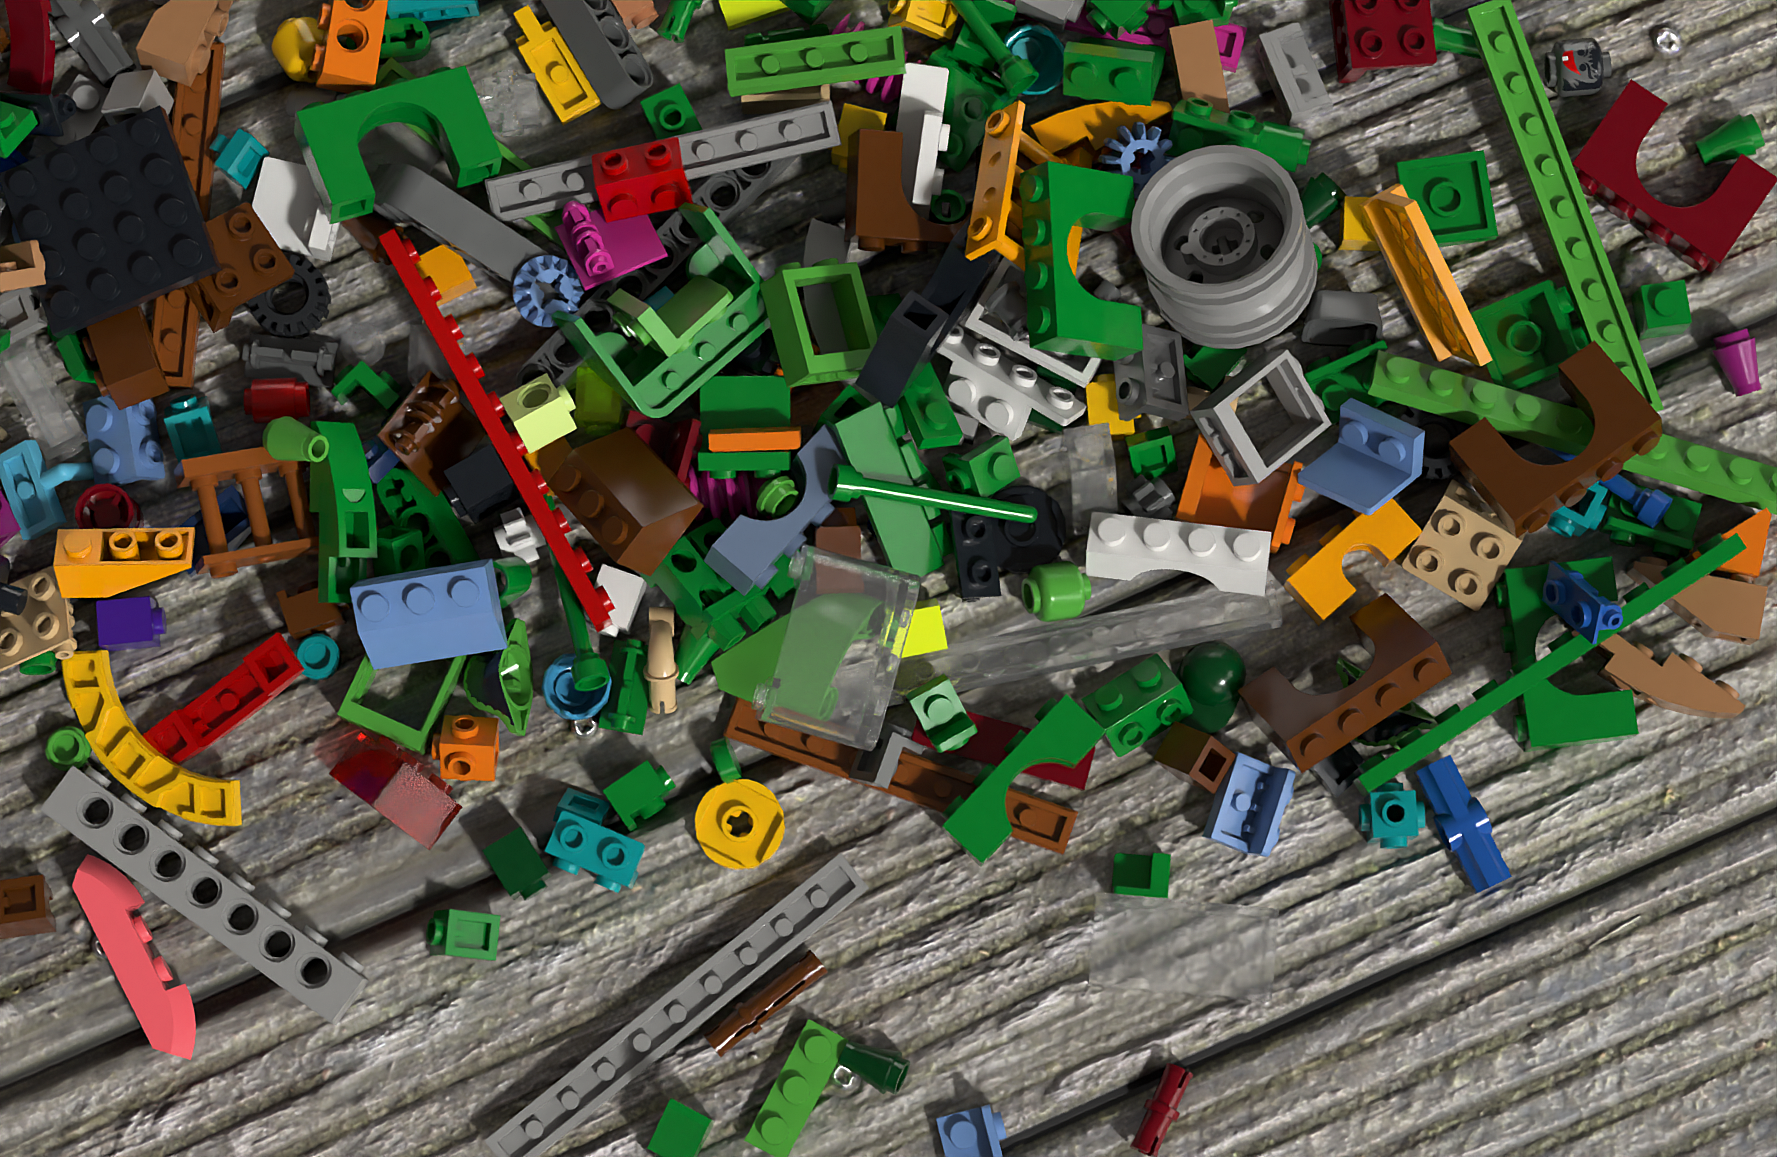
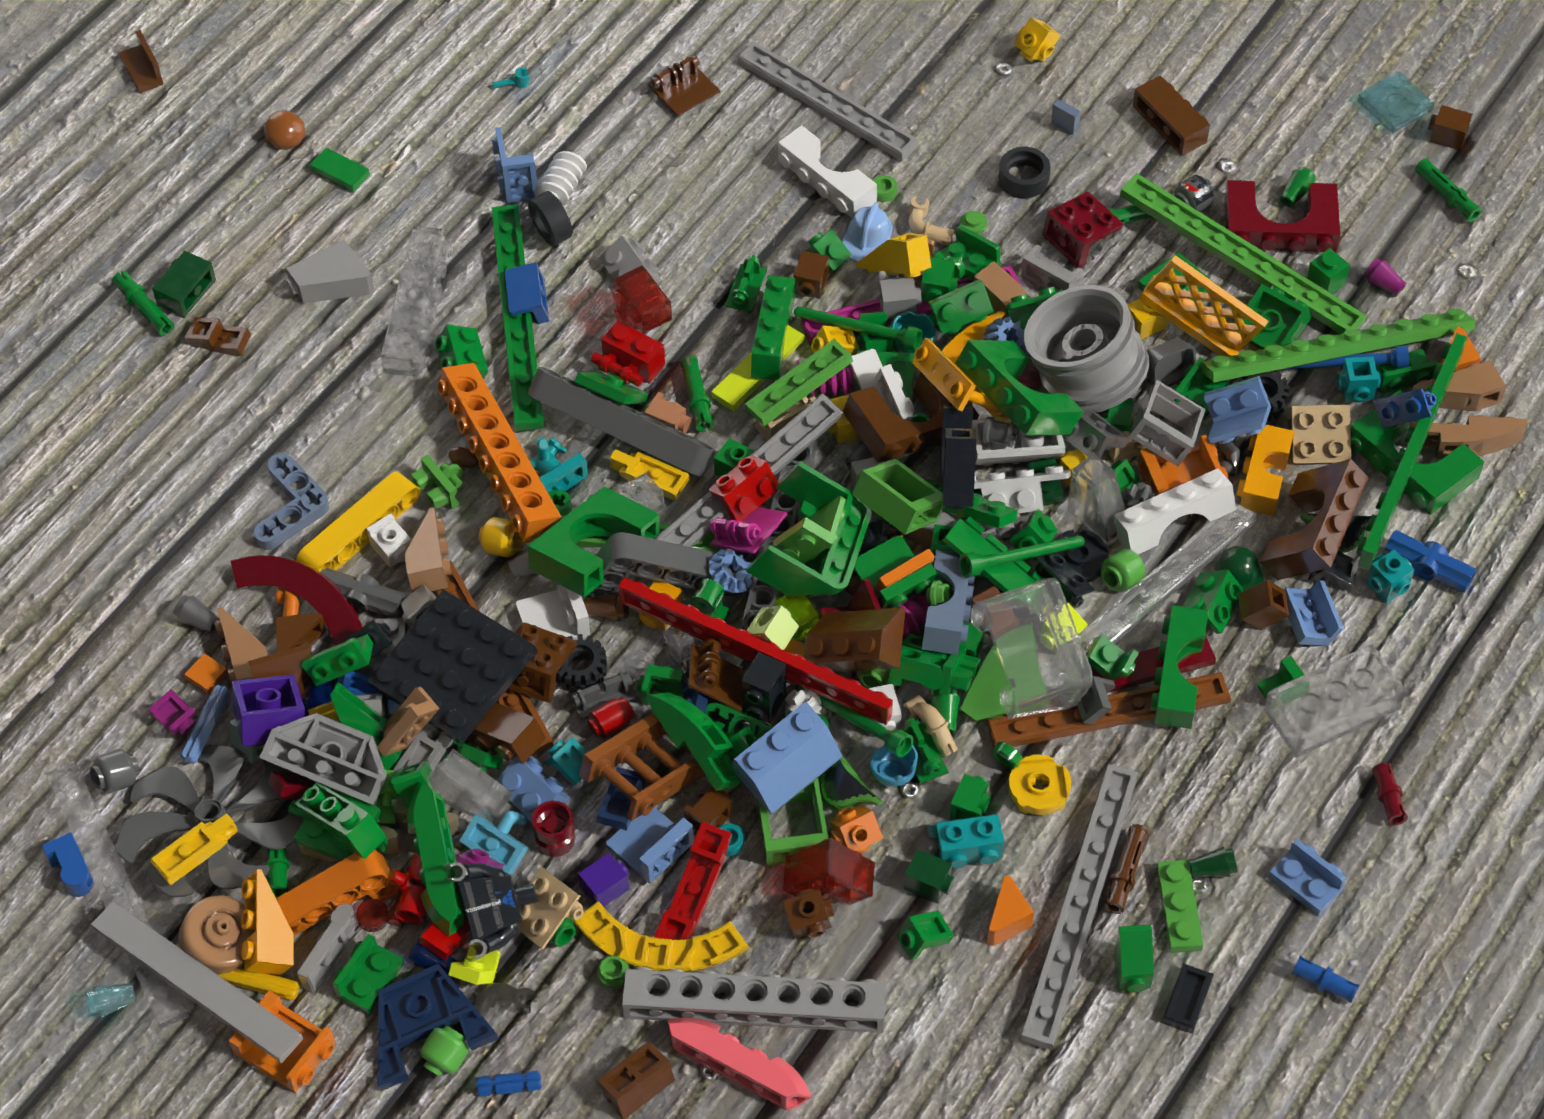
camera: 30 degrees left, 25 degrees down
(118, 559) = (577, 837): light orange slope -> none
(217, 610) = (651, 843): none -> medium blue bracket
(239, 157) = (500, 608): teal tile -> none
(293, 441) = (644, 710): bright green cone -> none
(338, 825) = (809, 913): none -> reddish brown brick
(495, 322) = (709, 599): none -> green leg
(581, 973) = (1010, 915): none -> orange slope
(1316, 520) = (1232, 456): none -> dark grey arm
(1529, 492) = (1335, 374): reddish brown arch -> none

